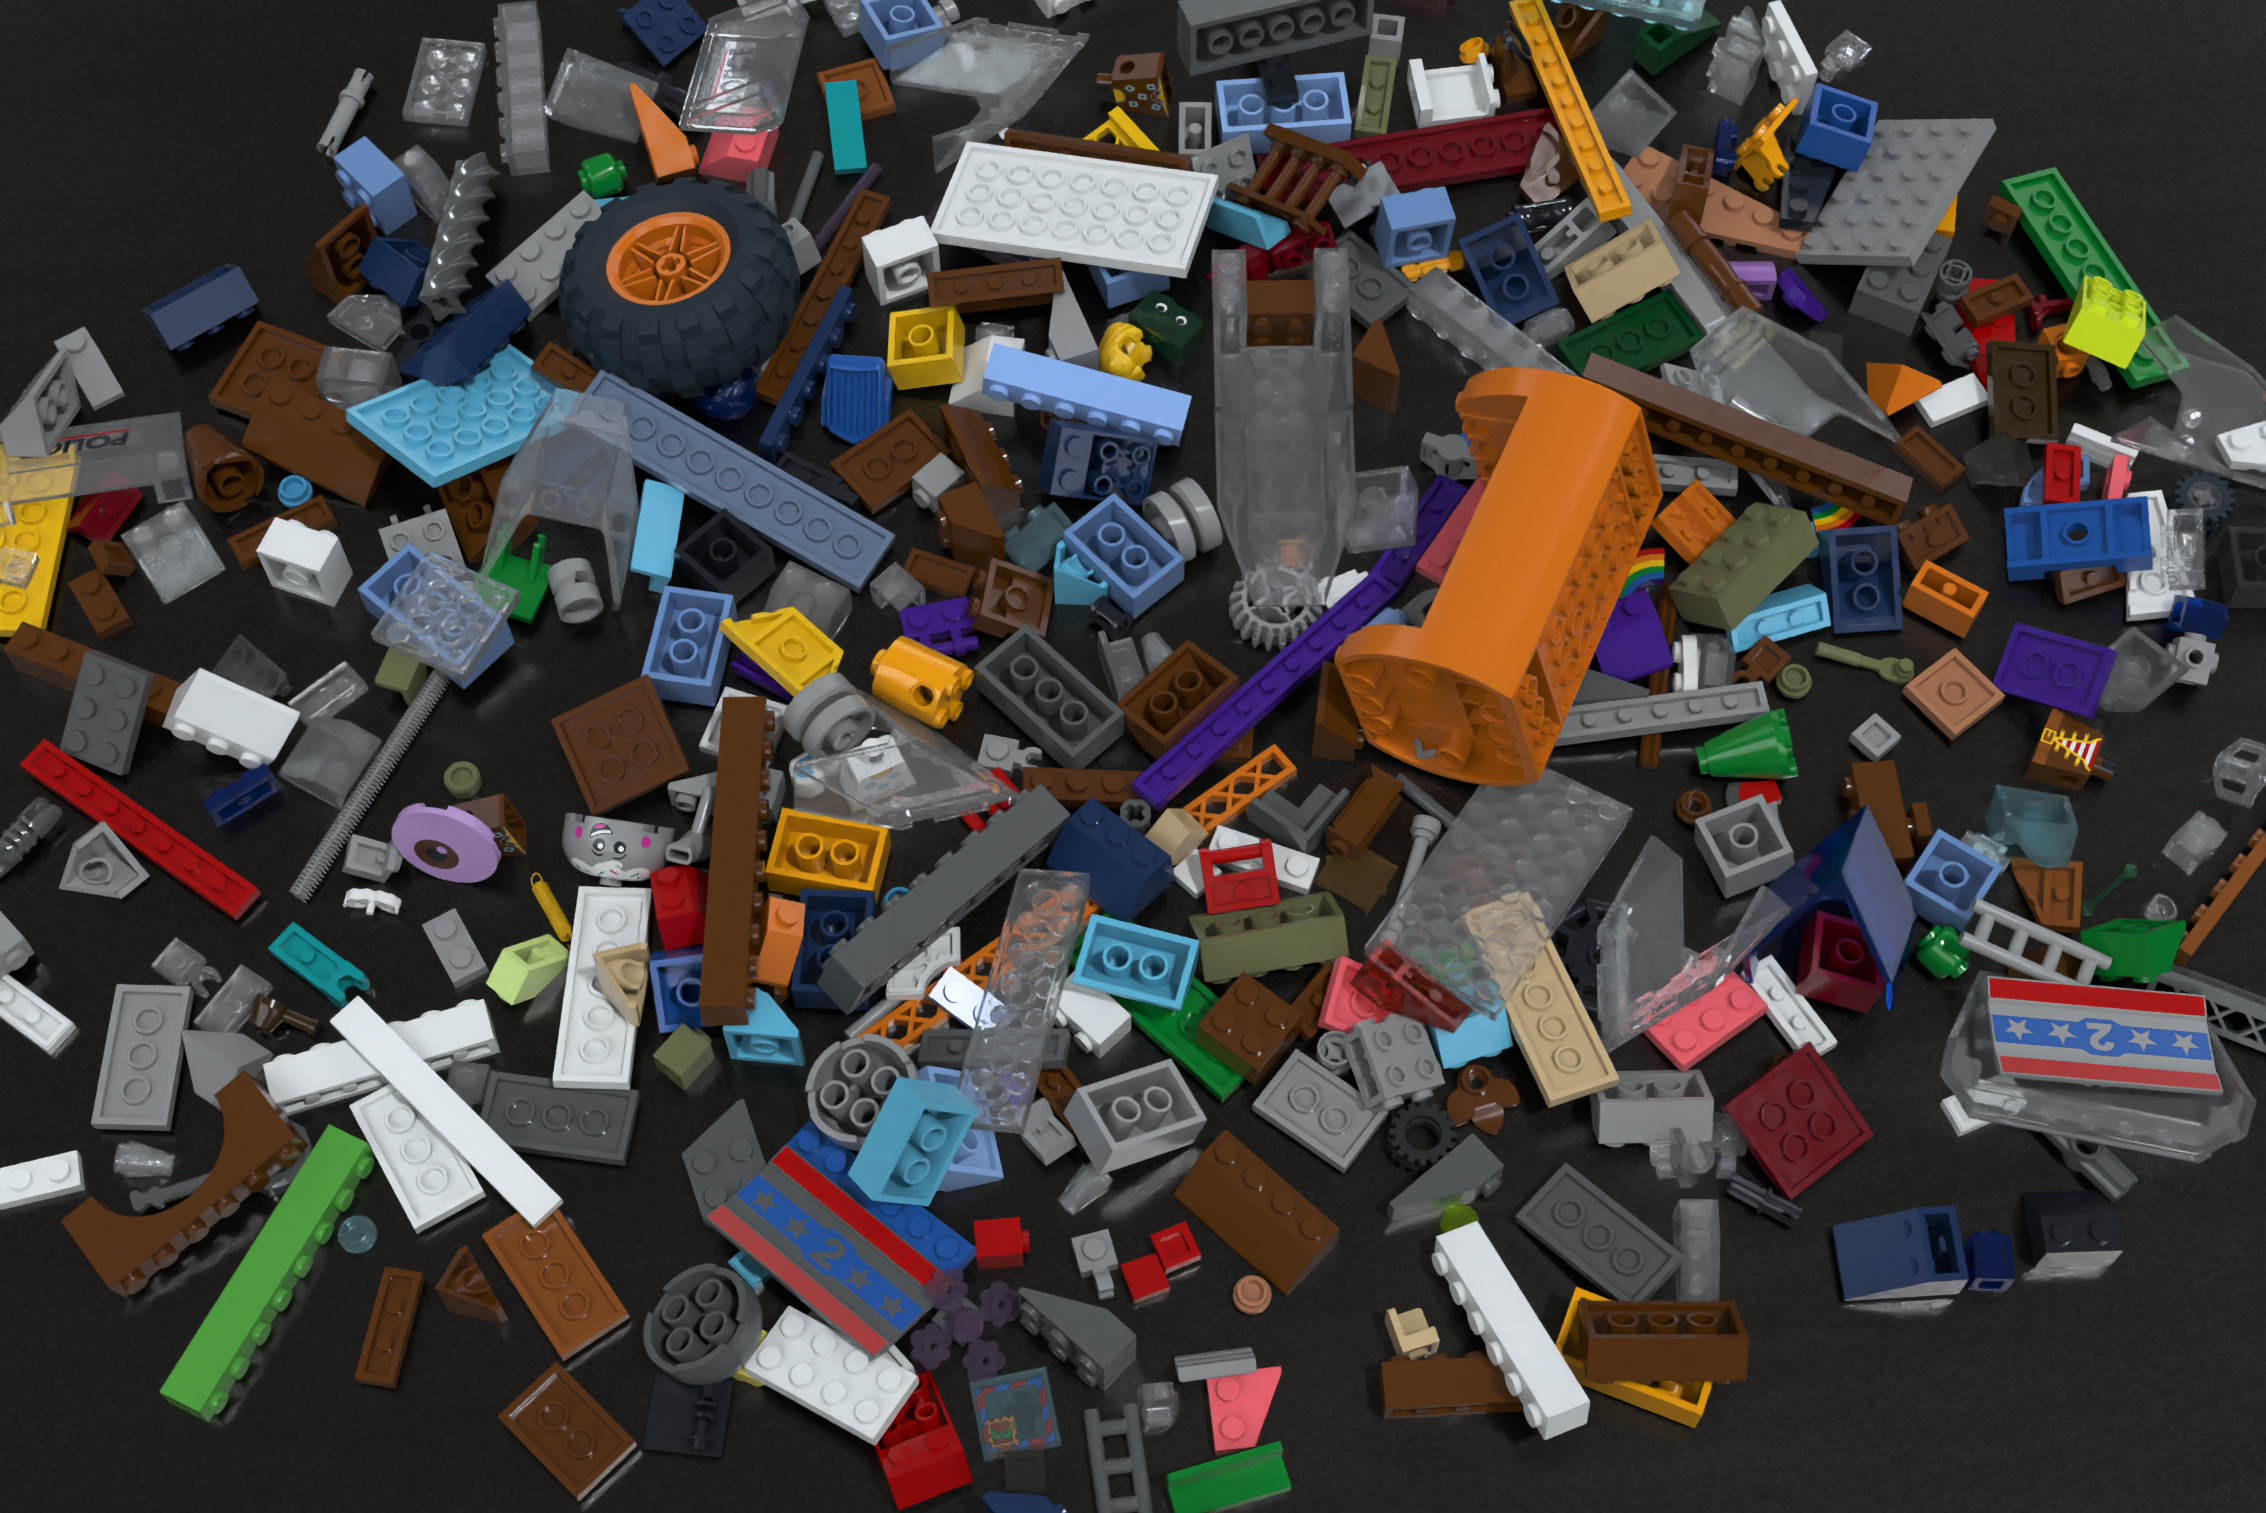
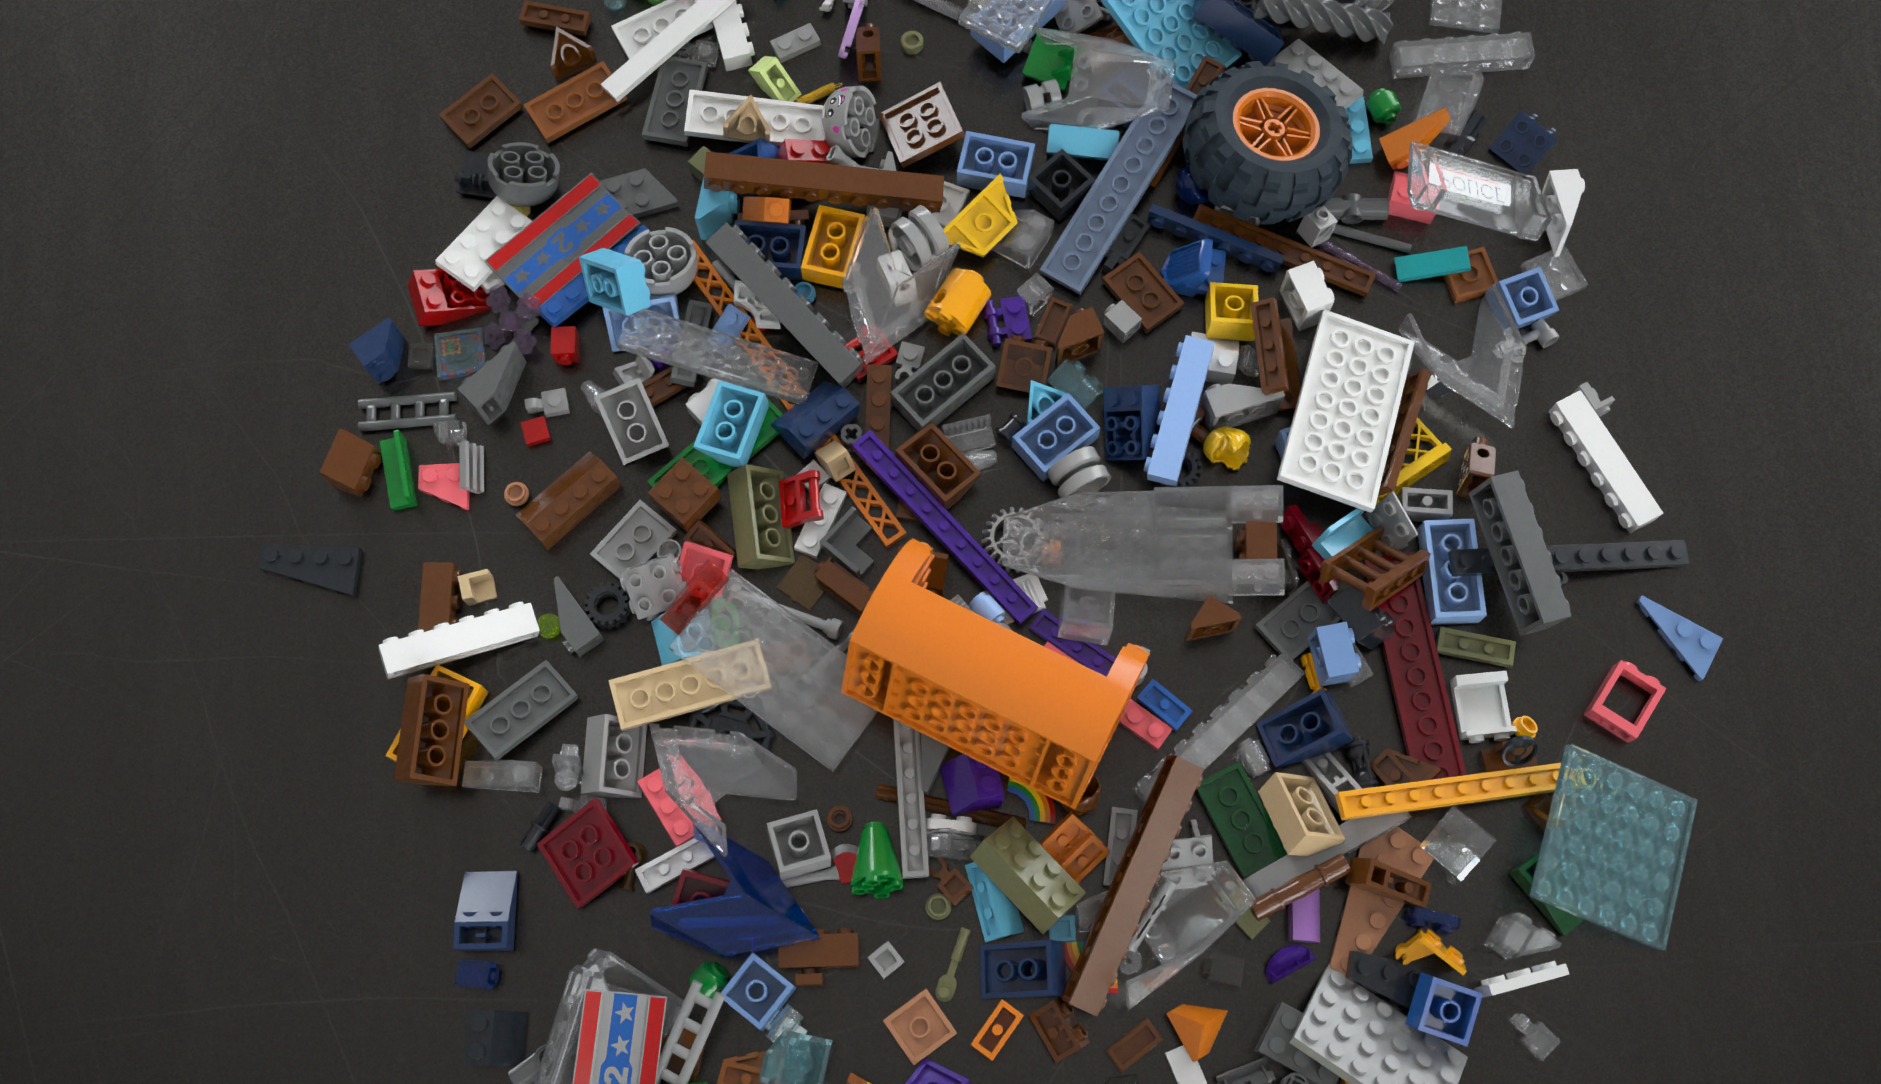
camera: 95 degrees right, 10 degrees up
(980, 458) = (1137, 344): reddish brown slope -> none
(1168, 327) = (1258, 471): clear green brick -> none
(1175, 1247) = (551, 448): red plate -> none
(1386, 36) = (1529, 656): light grey brick -> none
(1481, 1105) = (629, 647): reddish brown plate -> none

